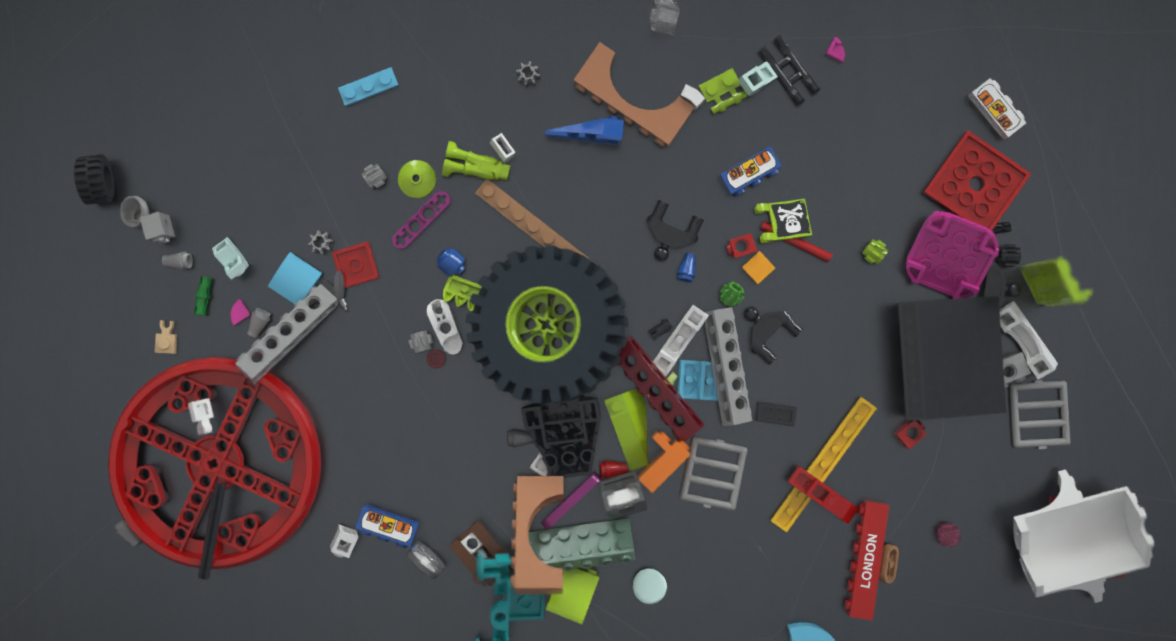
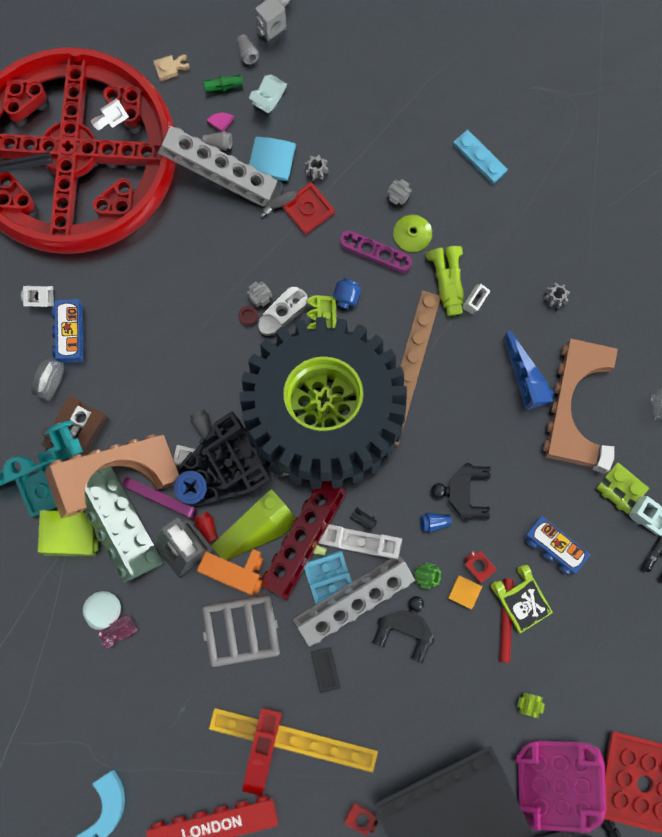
camera: 60 degrees right, 10 degrees down
(571, 478) = (181, 488): none -> blue gear
(672, 577) = (119, 629): none -> clear pink plate

